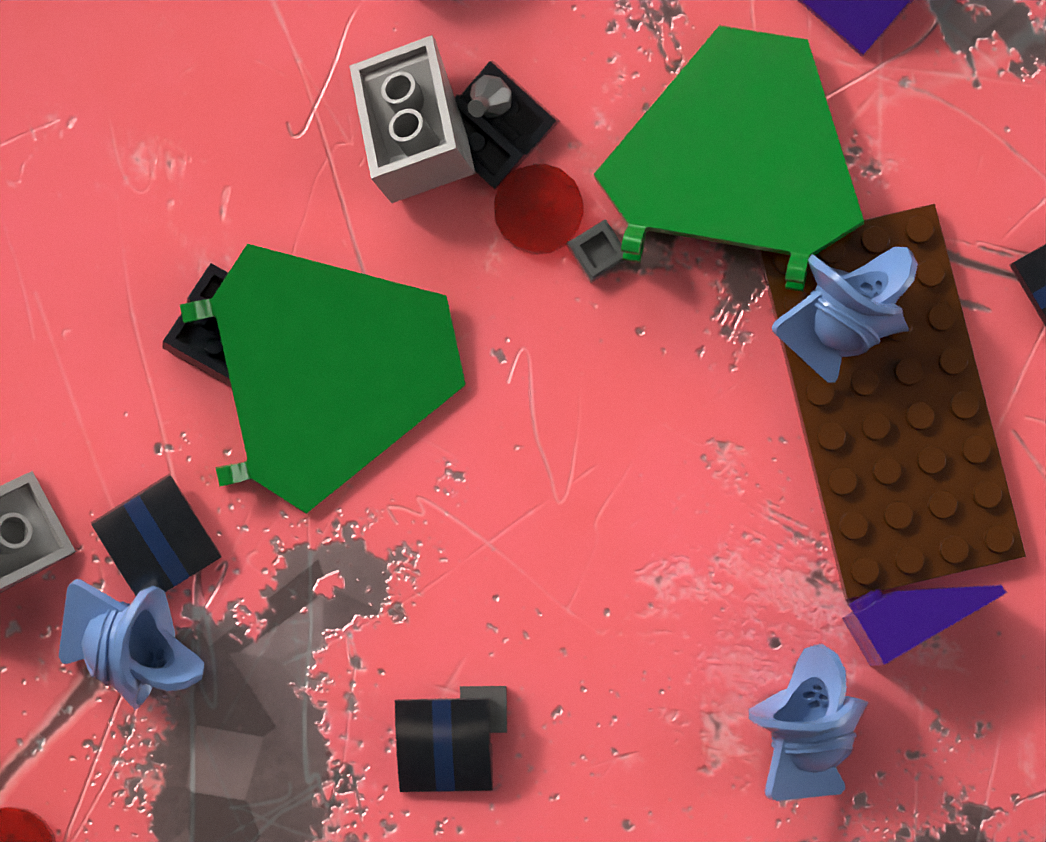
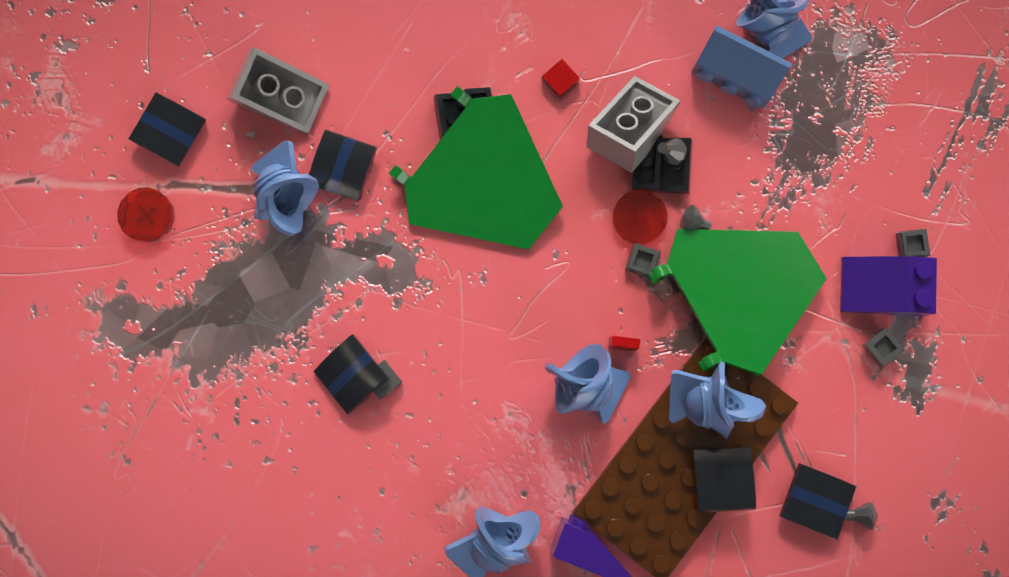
camera: 55 degrees right, 0 degrees up
(273, 162) = (560, 78): none -> red tile
(597, 143) = (693, 219): none -> dark grey rock
(686, 360) = (624, 343): none -> red tile
(700, 446) = (589, 383): none -> medium blue helmet
(949, 41) = (883, 347): none -> dark grey plate
(957, 374) = (724, 479): none -> black slope

